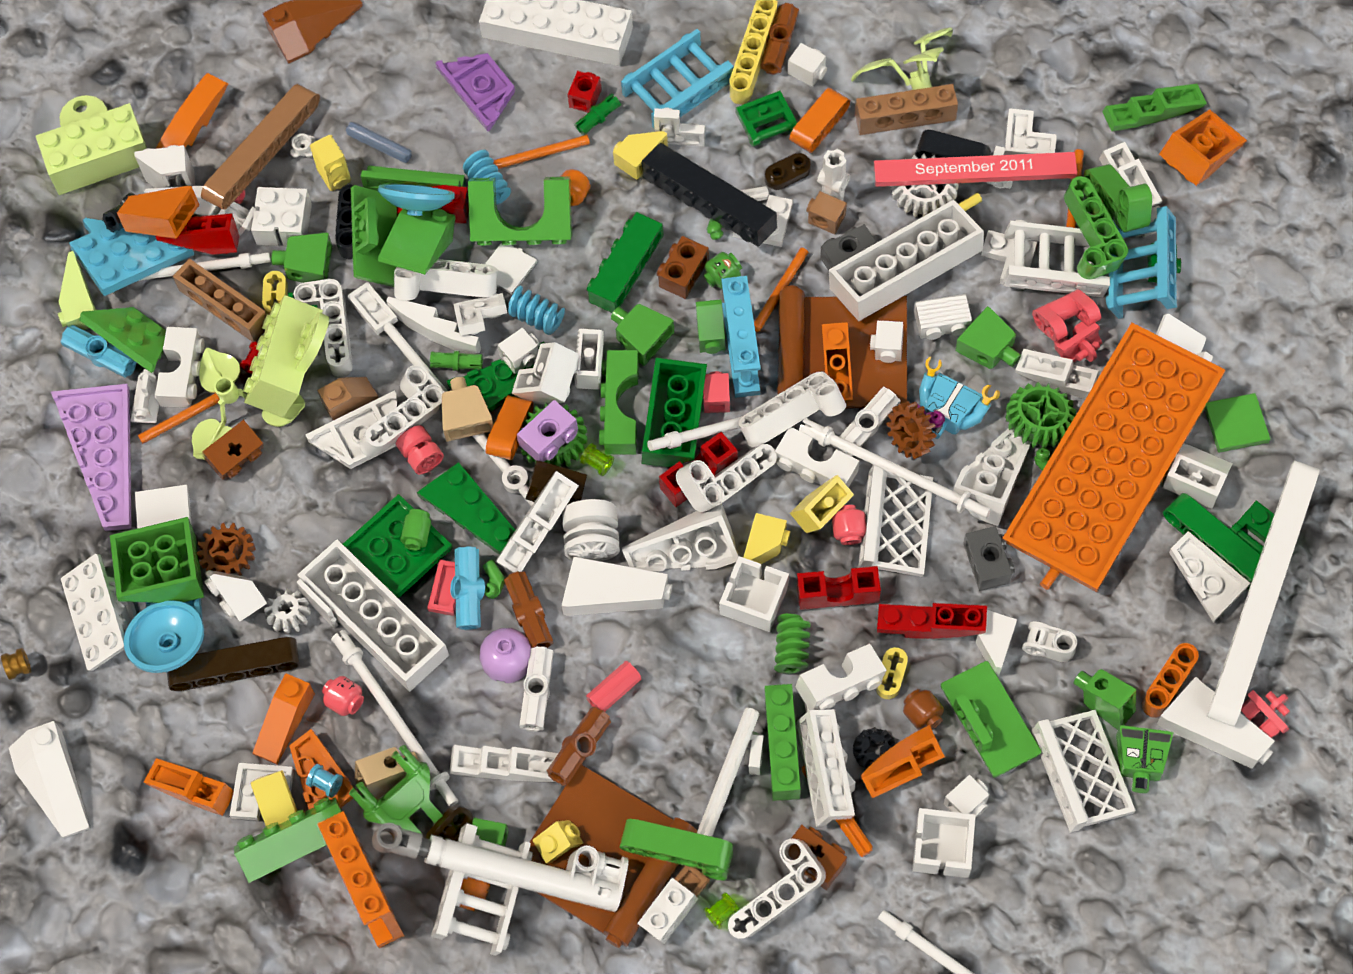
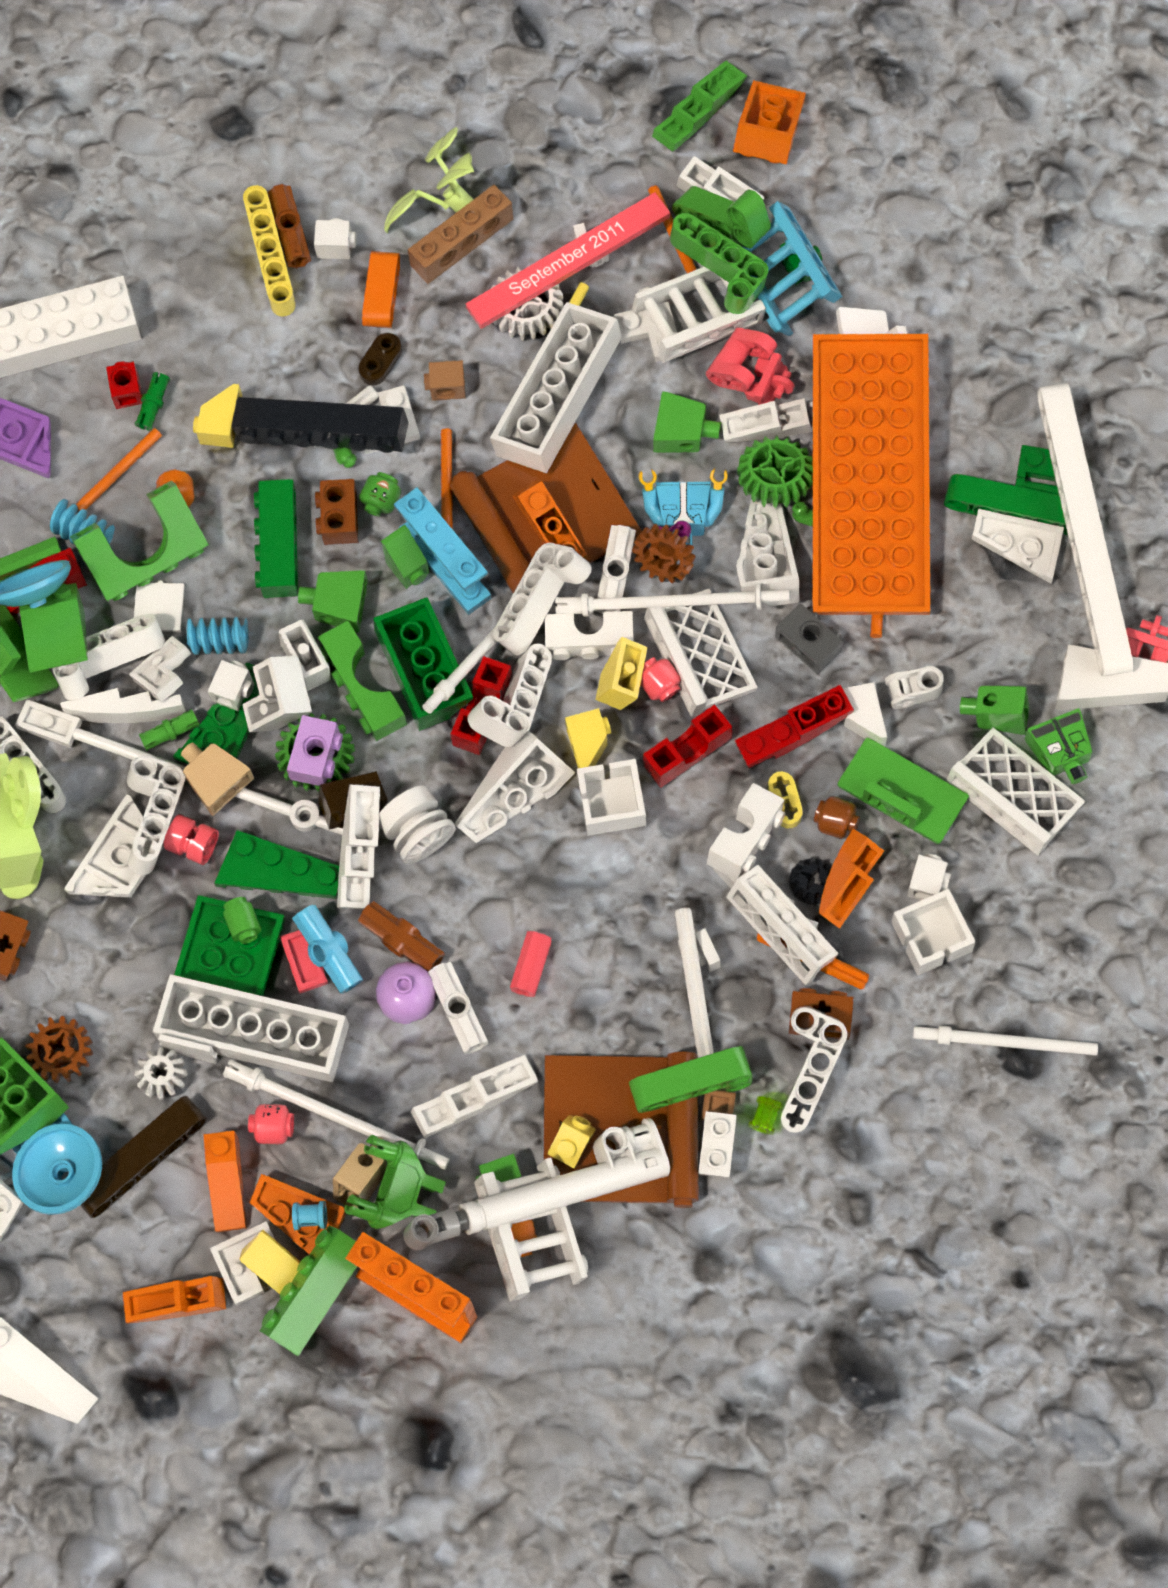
camera: 30 degrees left, 5 degrees up
(237, 592) = (104, 1085): white slope -> none
(346, 395) = (80, 827): medium nougat slope -> none
(445, 825) = (458, 1190): dark brown plate -> none
(496, 580) = (349, 926): bright green arm -> none
(503, 437) = (268, 767): orange beam -> none
(569, 757) = (534, 1039): dark orange piece -> none
(597, 459) = (374, 751): clear neon green bush -> none
(610, 588) = (467, 869): white slope -> none
(678, 134) = (235, 371): white plate -> none
(681, 100) = (229, 343): medium azure fence -> none
(716, 392) = (452, 619): coral brick -> none
(765, 111) = (320, 309): green plate -> none
(782, 742) = (724, 924): bright green brick -> none
(790, 644) = (675, 825): bright green piece -> none
(833, 174) = (436, 338): white piece -> none
(855, 239) = (492, 392): dark grey brick -> none
(888, 341) = (587, 478): white brick -> none
(942, 316) = (623, 425): white brick -> none
(947, 145) = (526, 250): black beam -> none
(1021, 138) = (594, 207): white plate -> none
(1173, 668) = (1045, 647): orange beam -> none
(1197, 475) = (957, 450): white slope -> none
(1237, 422) = (961, 379): bright green tile -> none

